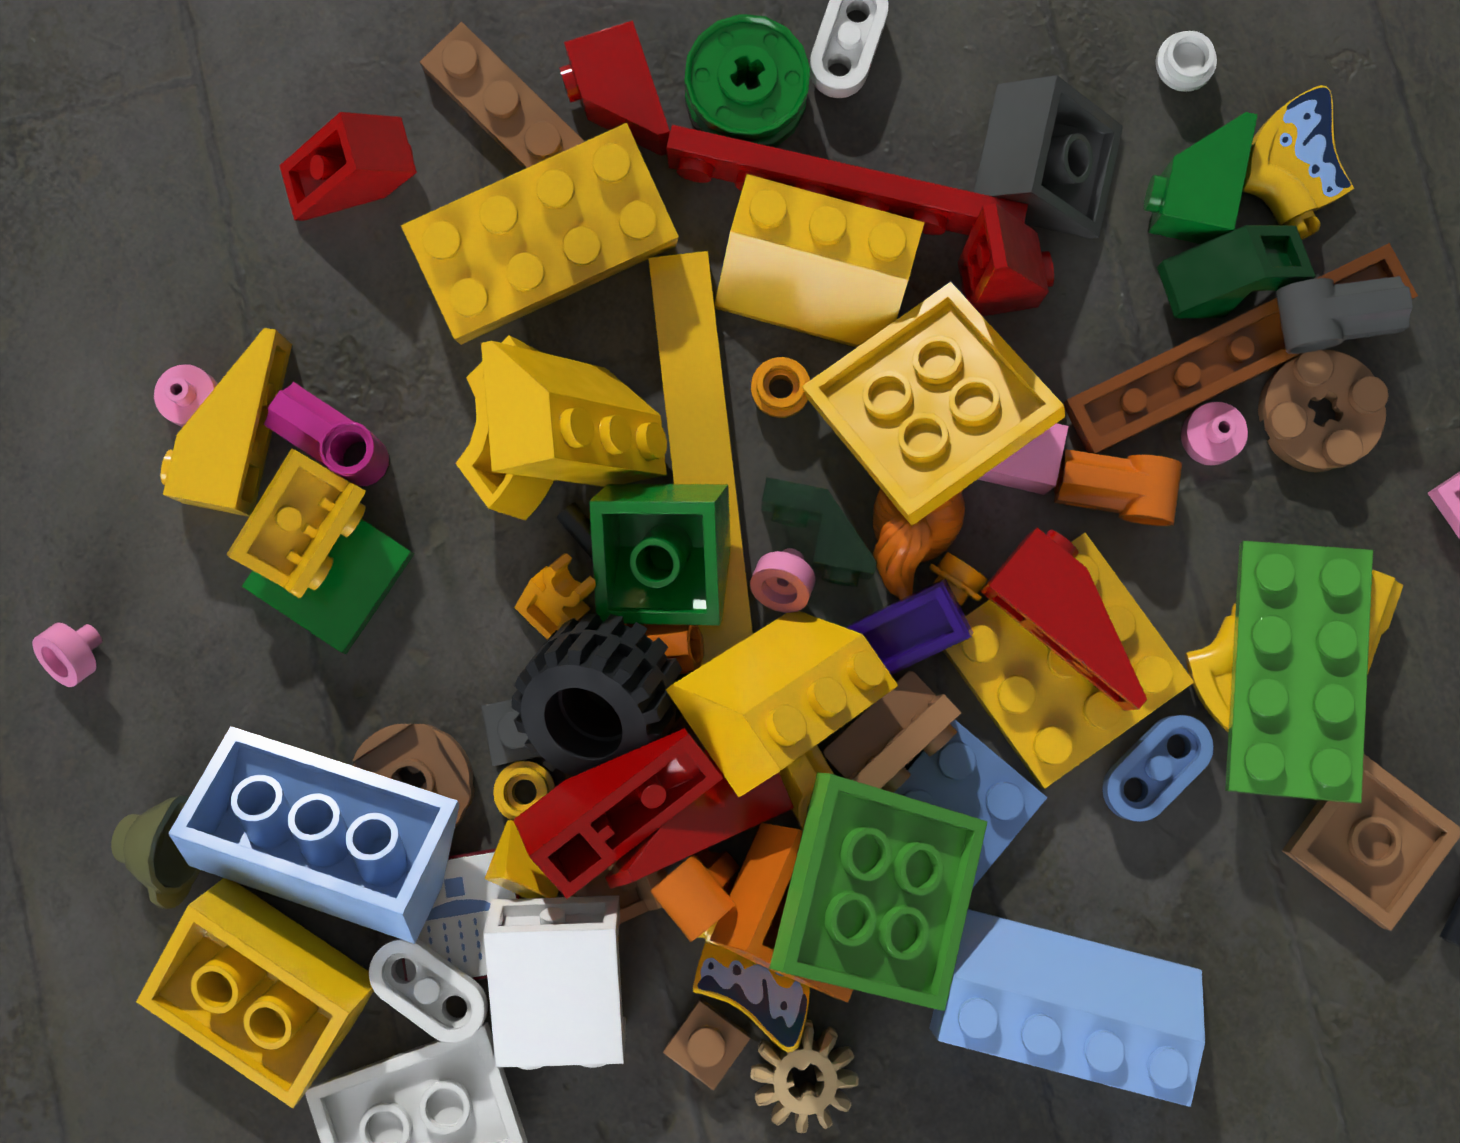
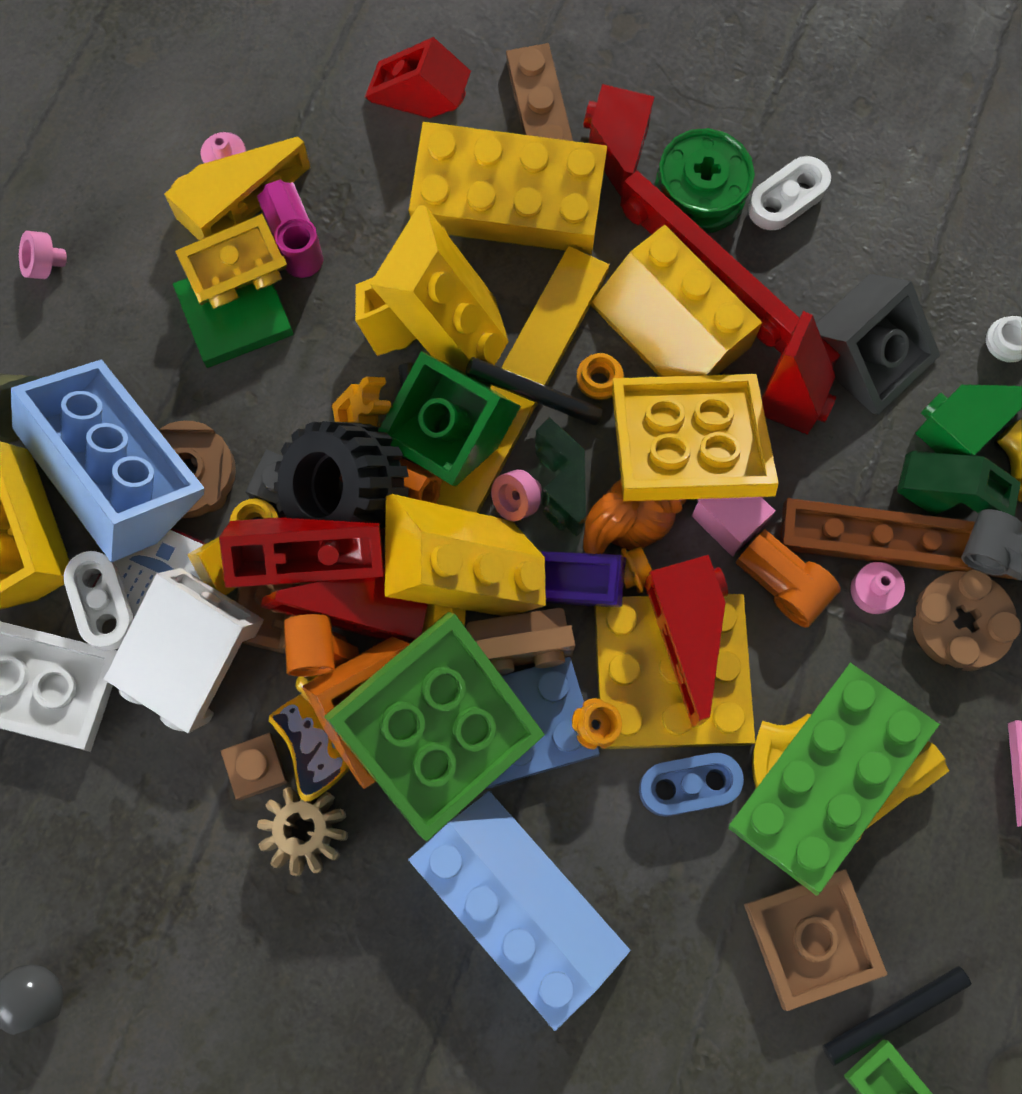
camera: 30 degrees right, 10 degrees down
(726, 456) = (533, 391): none -> black bar
(1043, 769) = (608, 719): none -> light orange plate

